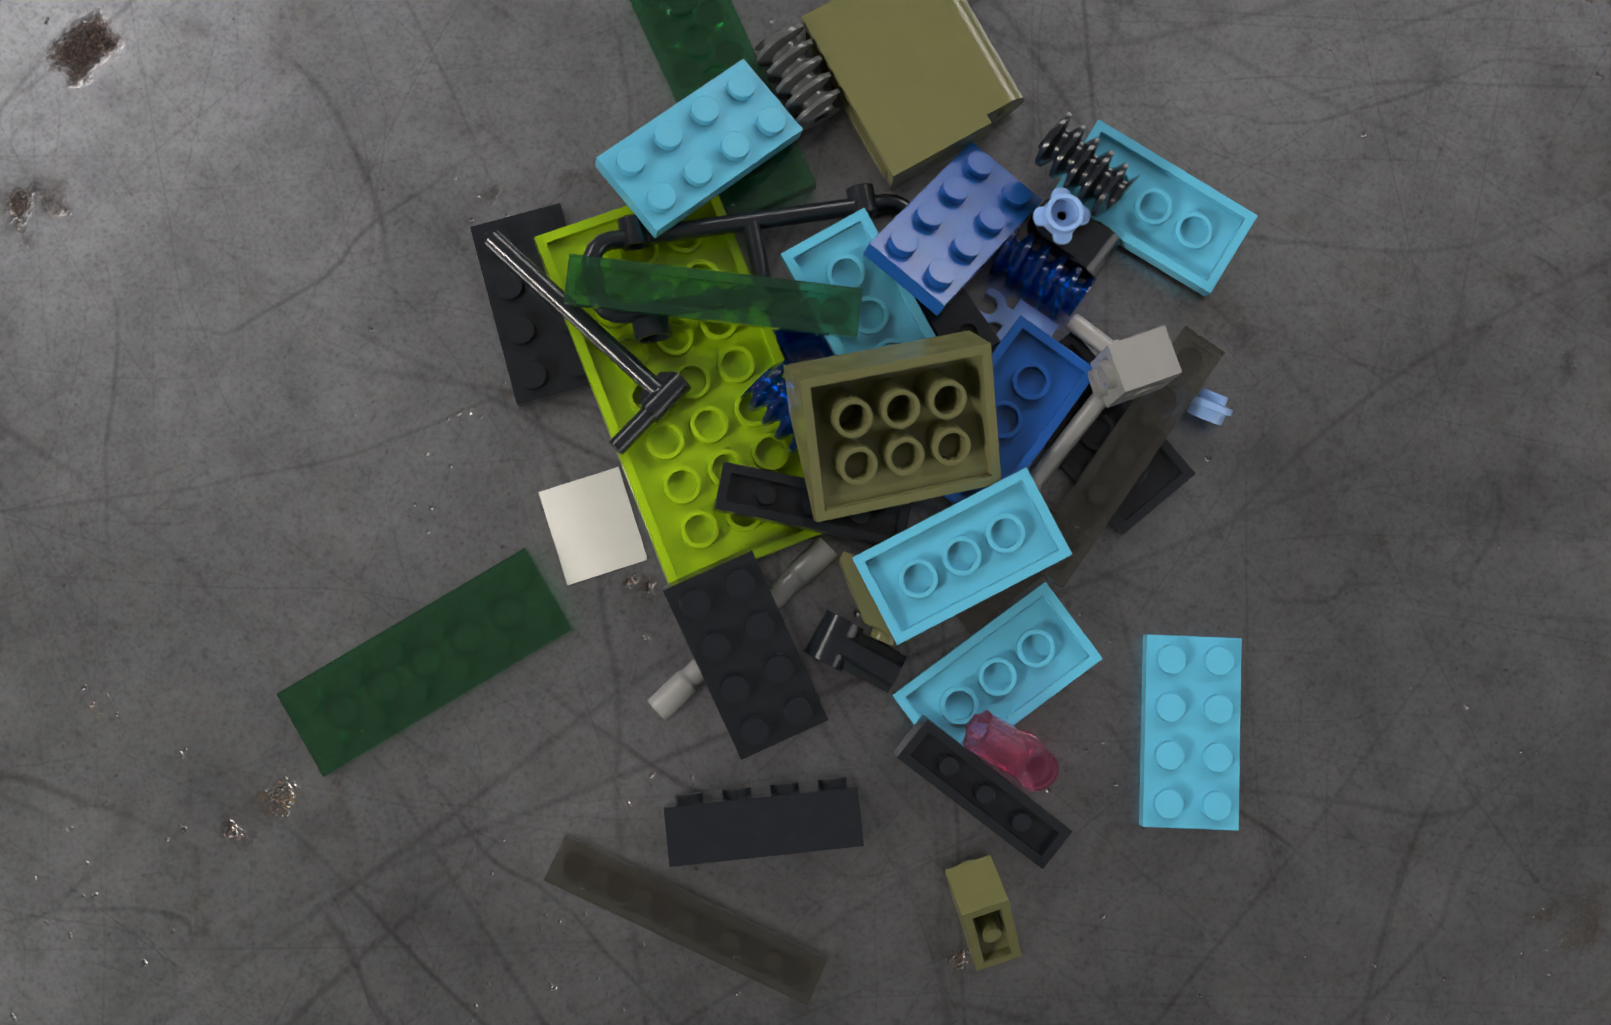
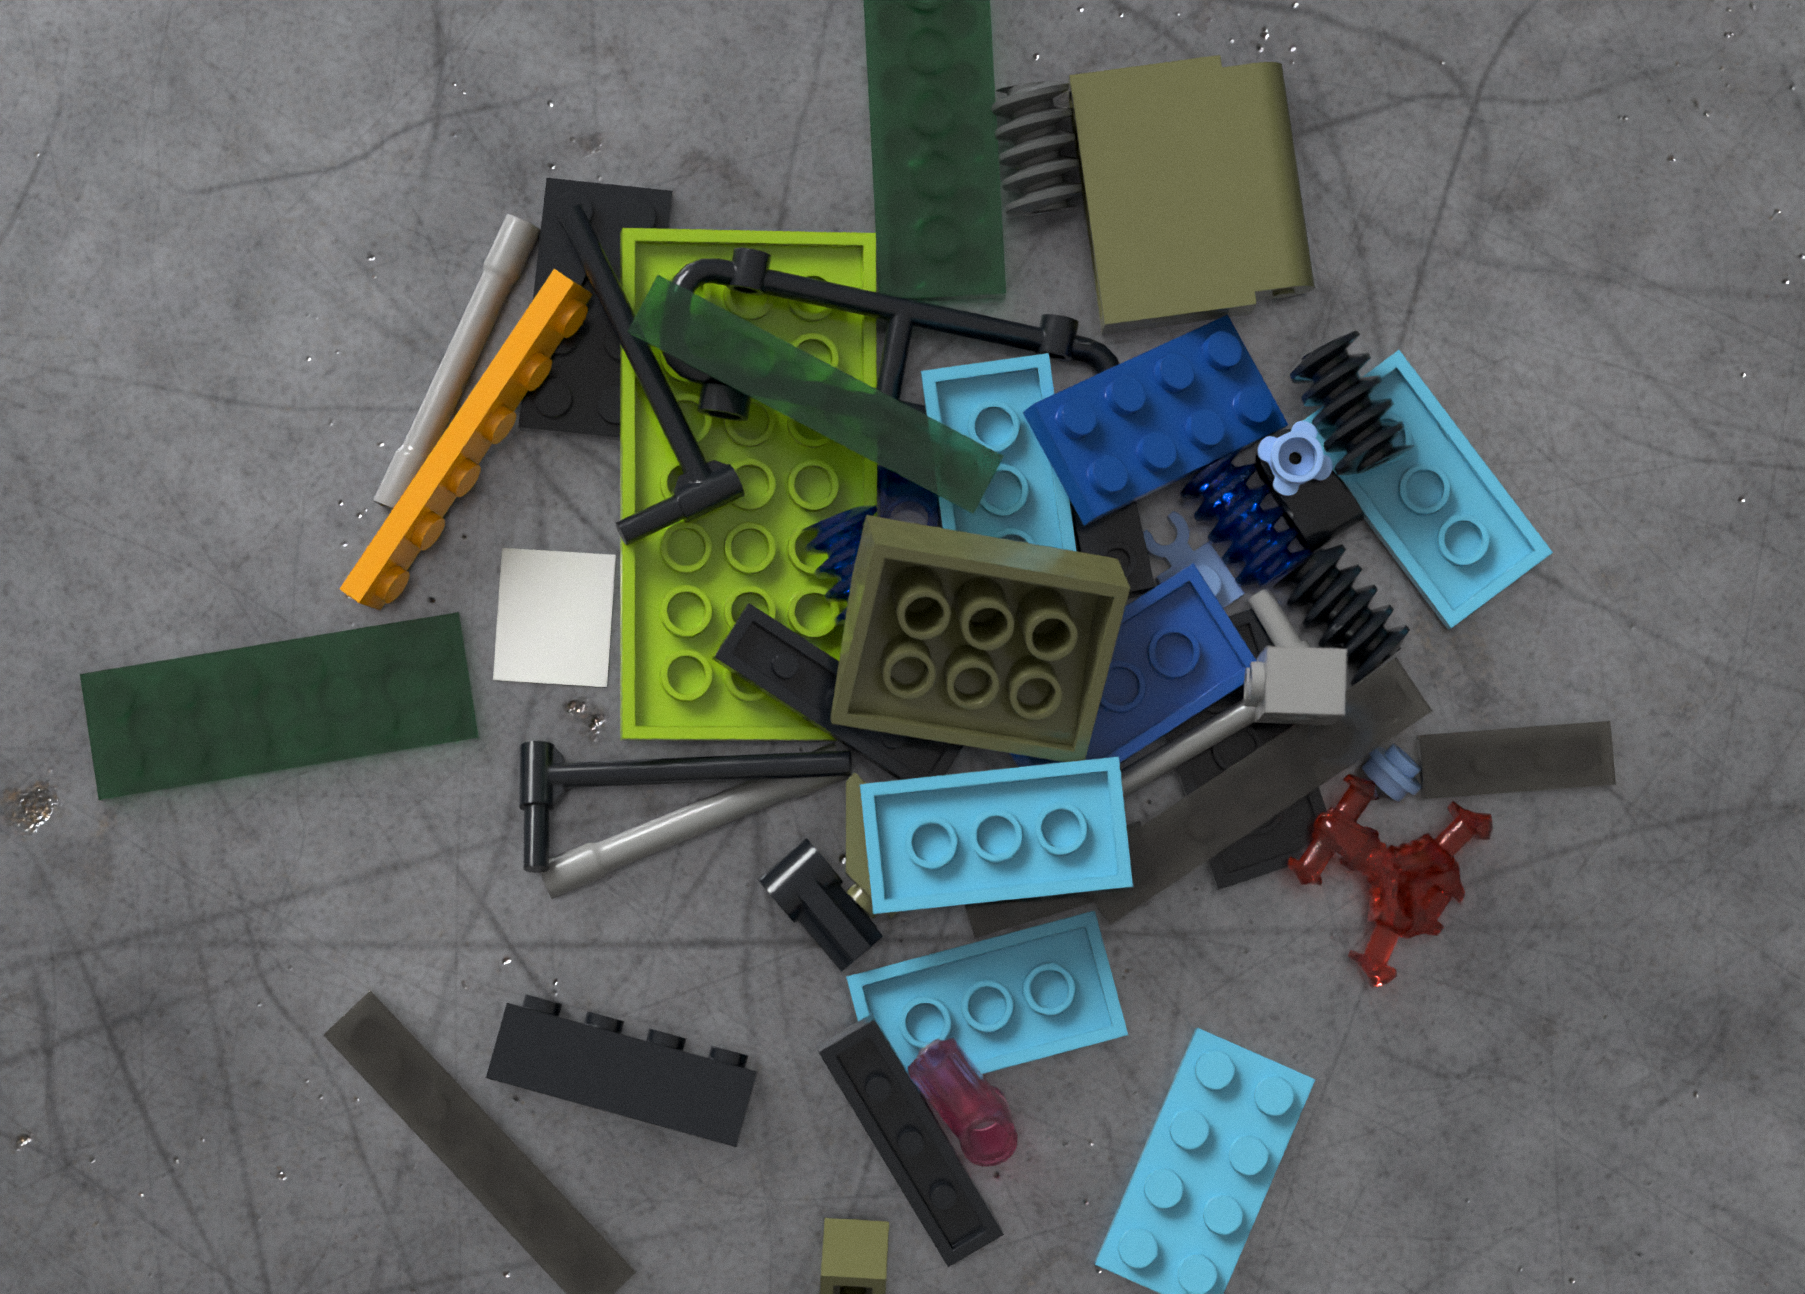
camera: 20 degrees right, 0 degrees up
(463, 302) = (500, 272): none -> light grey piece
(480, 443) = (480, 422): none -> light orange plate
(630, 637) = (547, 775): none -> black bar
(698, 148) = (873, 195): medium azure plate -> none
(745, 652) = (682, 852): black plate -> none
(1131, 307) = (1343, 610): none -> black piece
(1250, 478) = (1406, 881): none -> clear red piece
(1289, 366) = (1516, 760): none -> clear smoke plate

